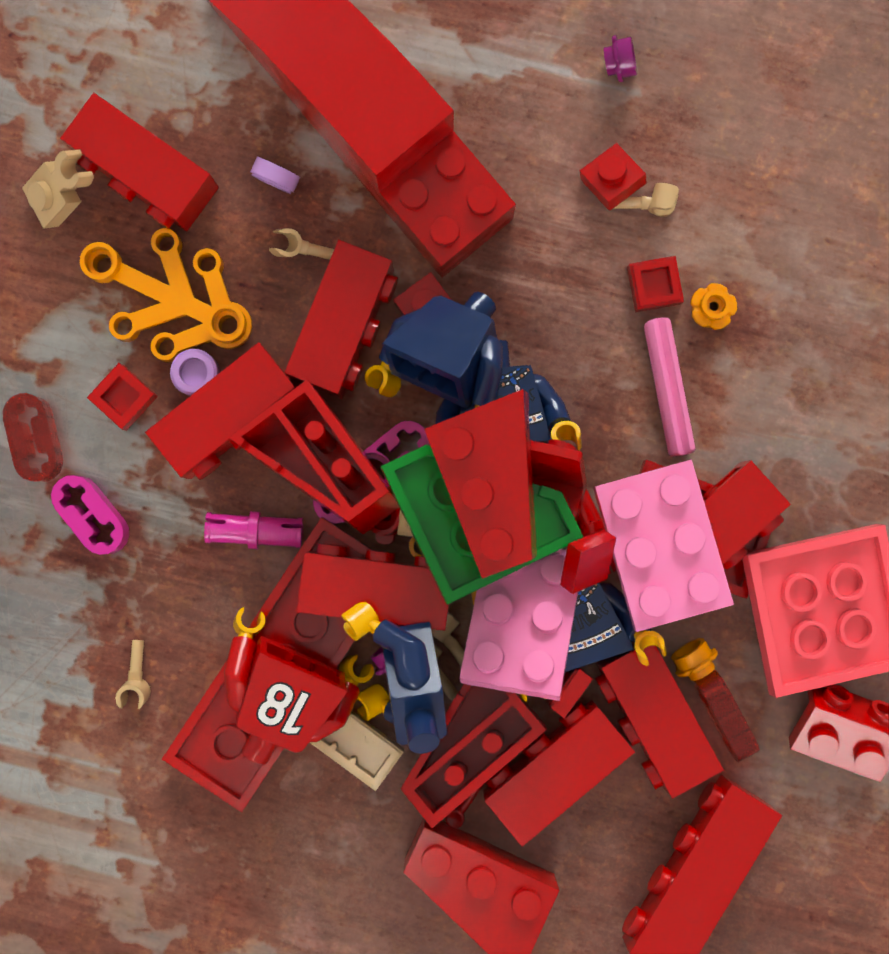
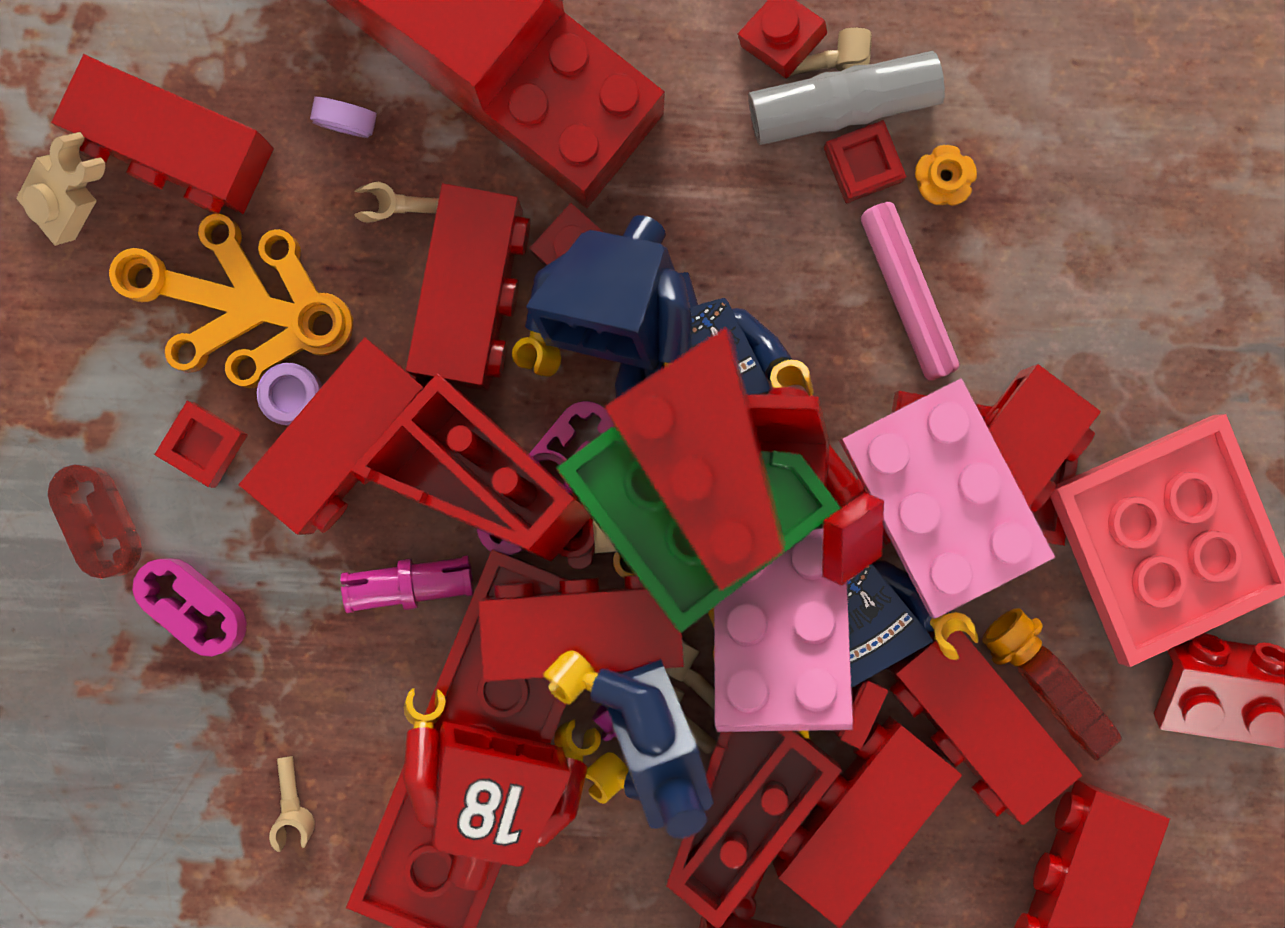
camera: 15 degrees left, 0 degrees up
(362, 750) = (606, 843): tan plate -> none
(651, 234) = (846, 97): none -> light grey axle

